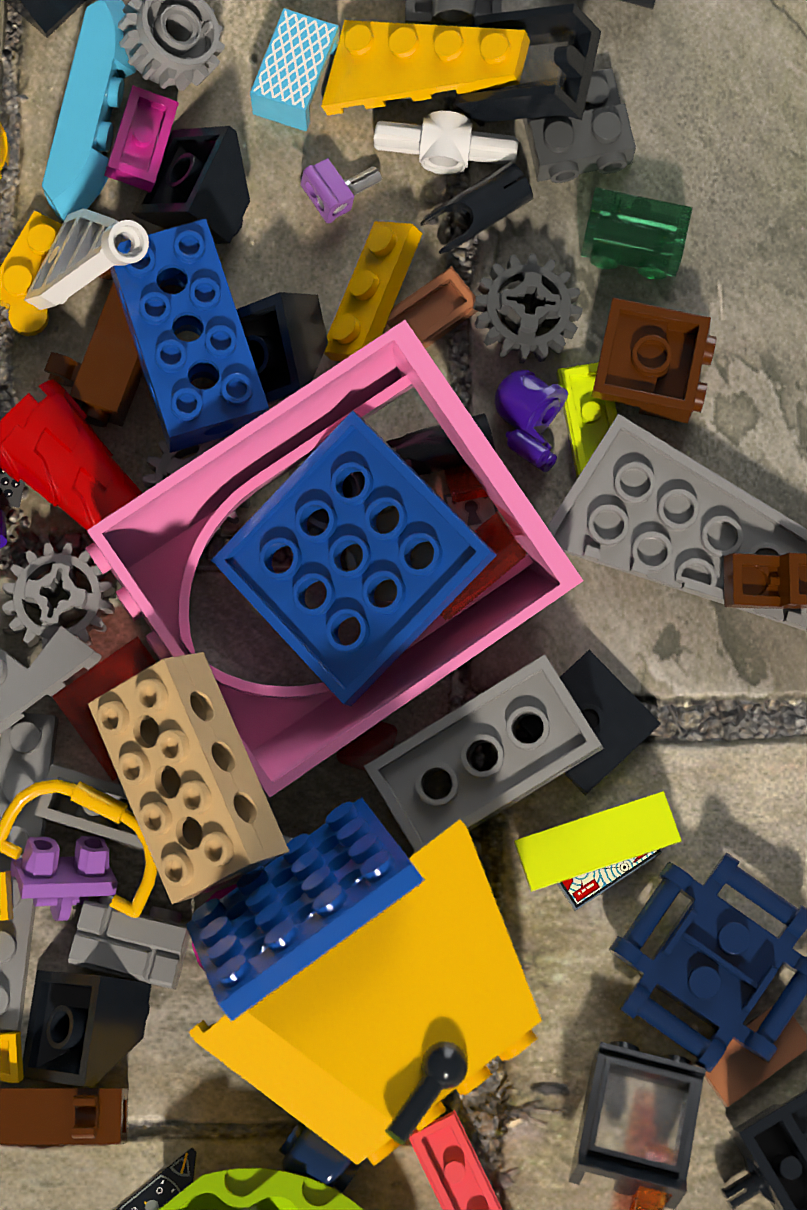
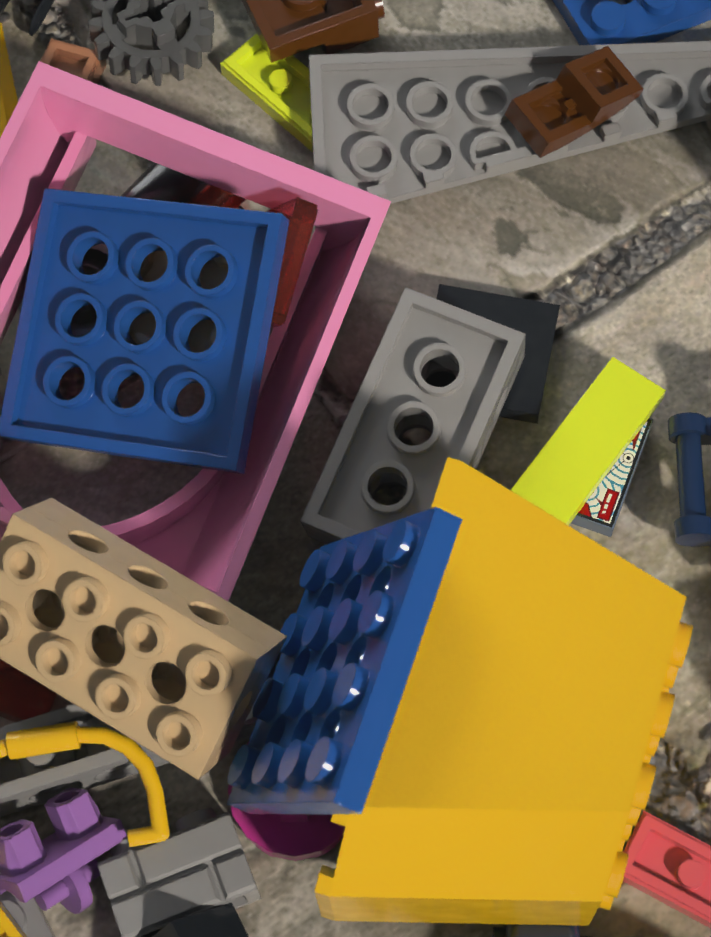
camera: 30 degrees left, 10 degrees down
(368, 746) = (281, 524): piece -> none
(442, 1068) = (624, 714): black bar -> none
(529, 408) = (223, 106): dark purple piece -> none

